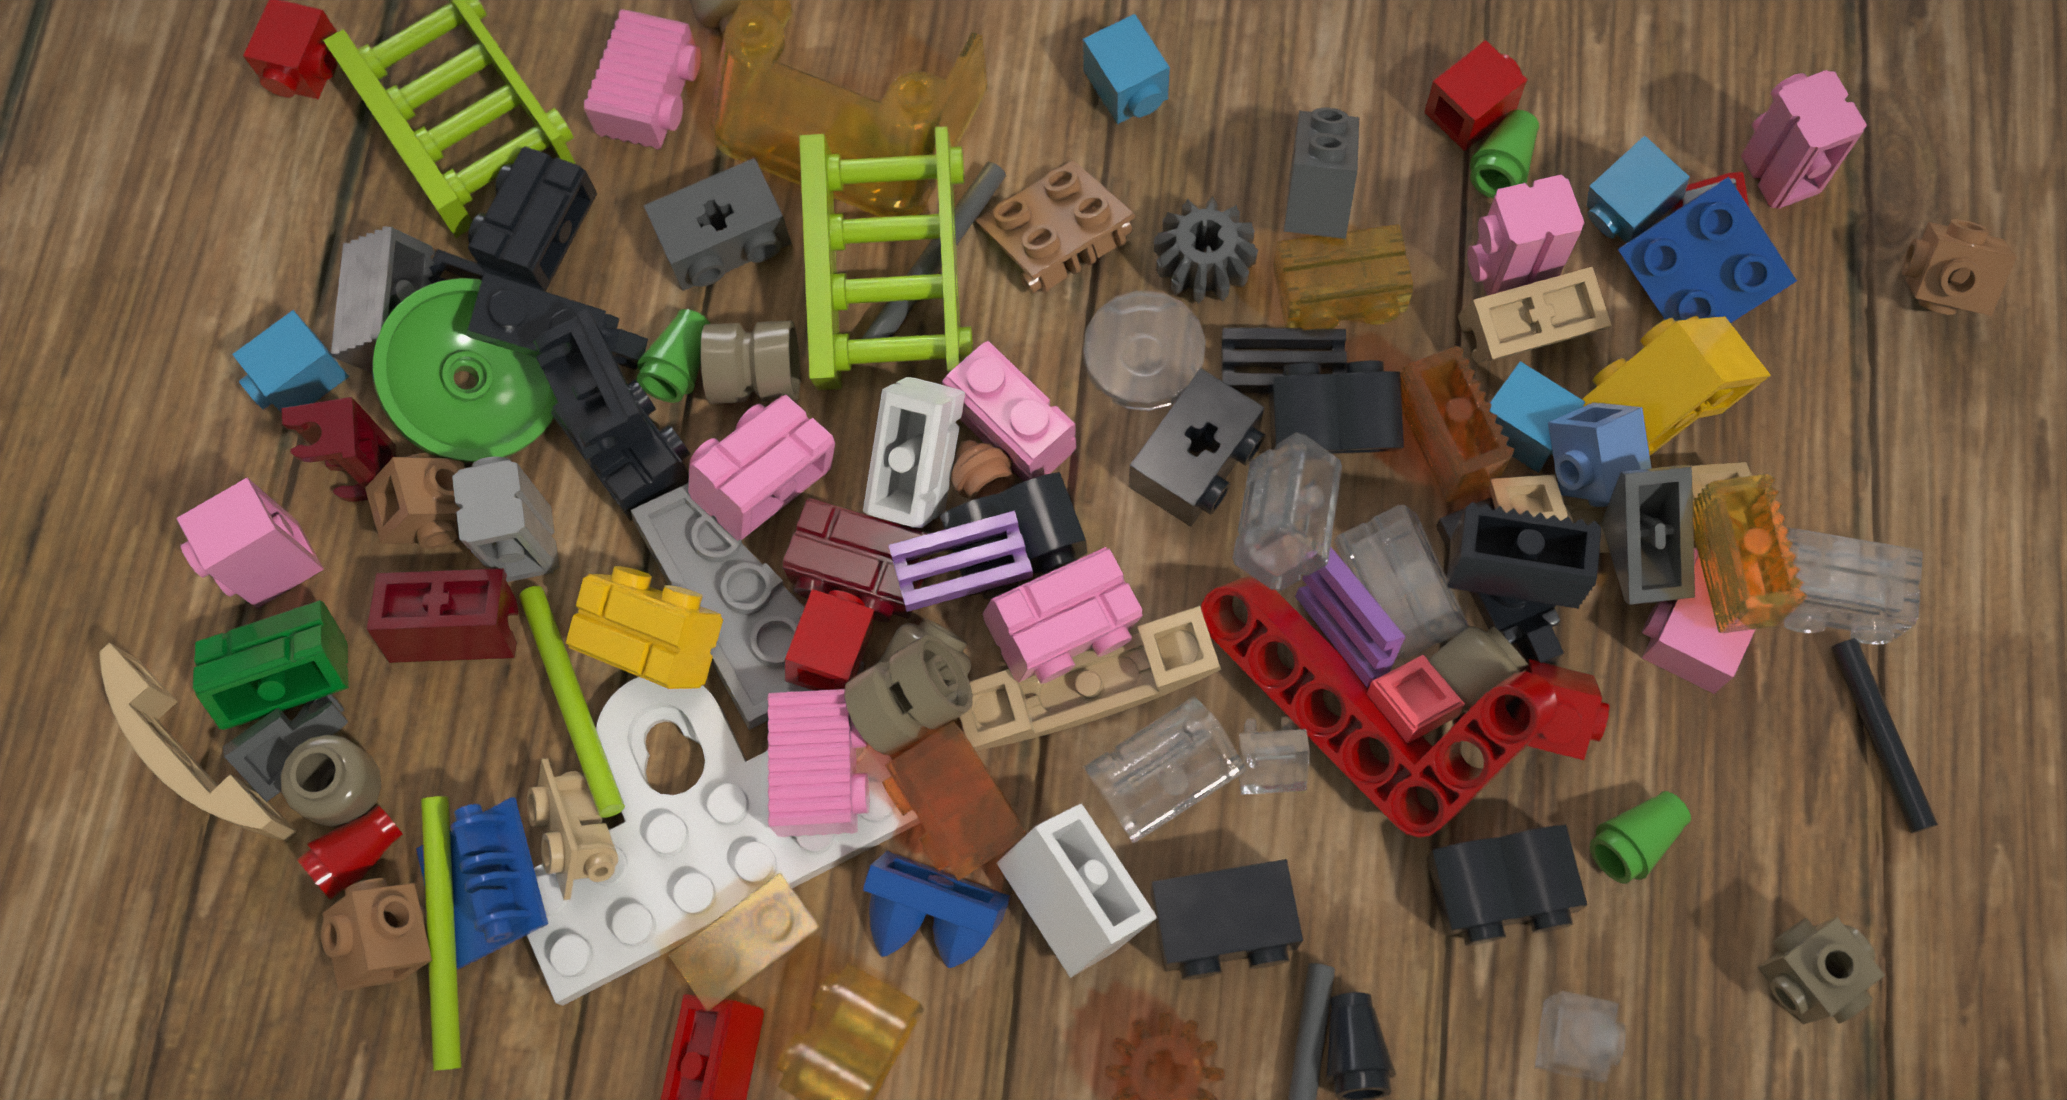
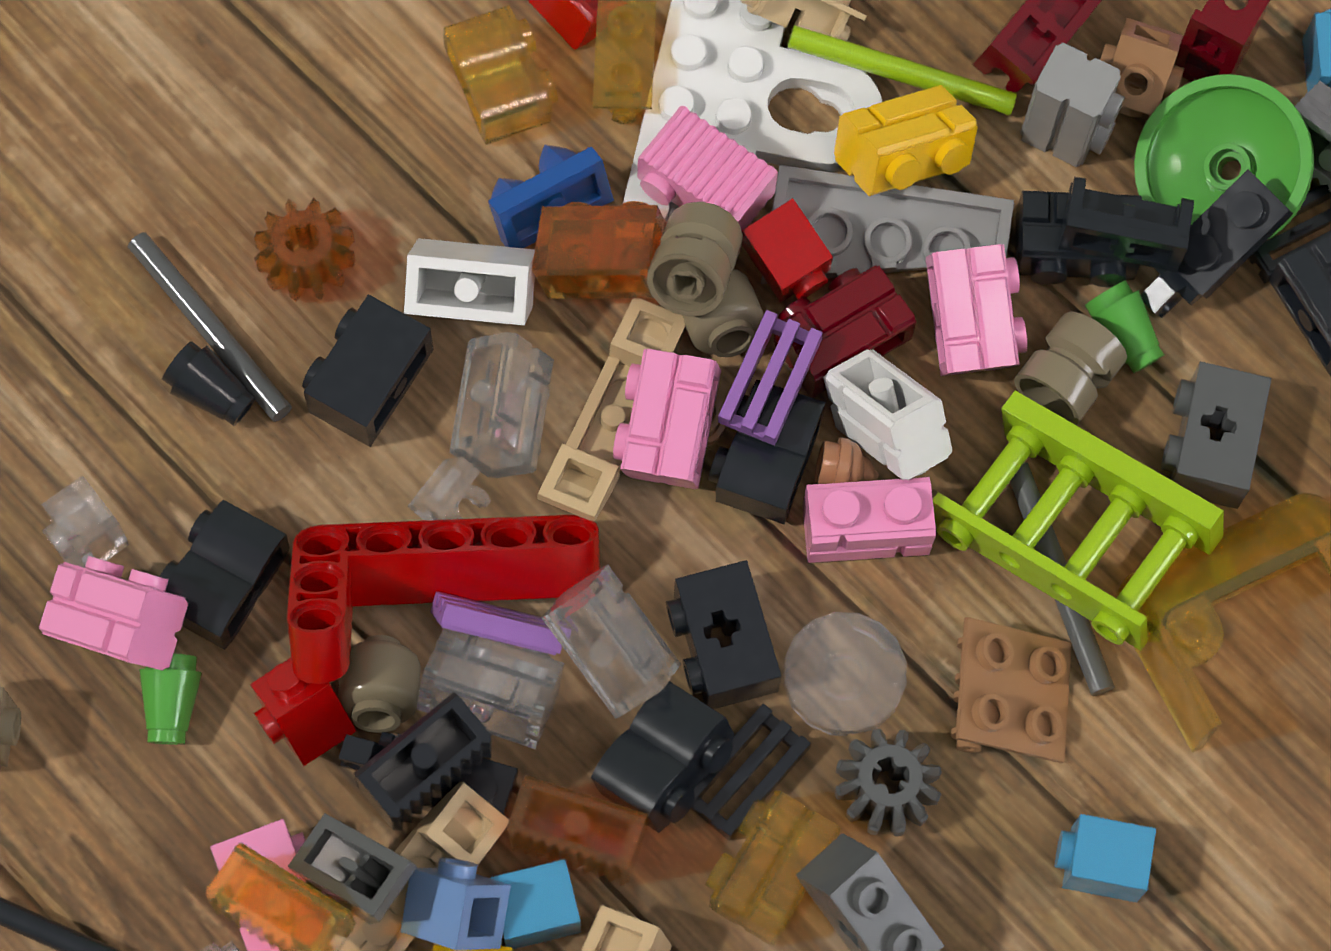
camera: 120 degrees right, 0 degrees up
(1415, 699) = (396, 609): coral tile -> none
(1635, 925) = (113, 614): none -> bright pink brick

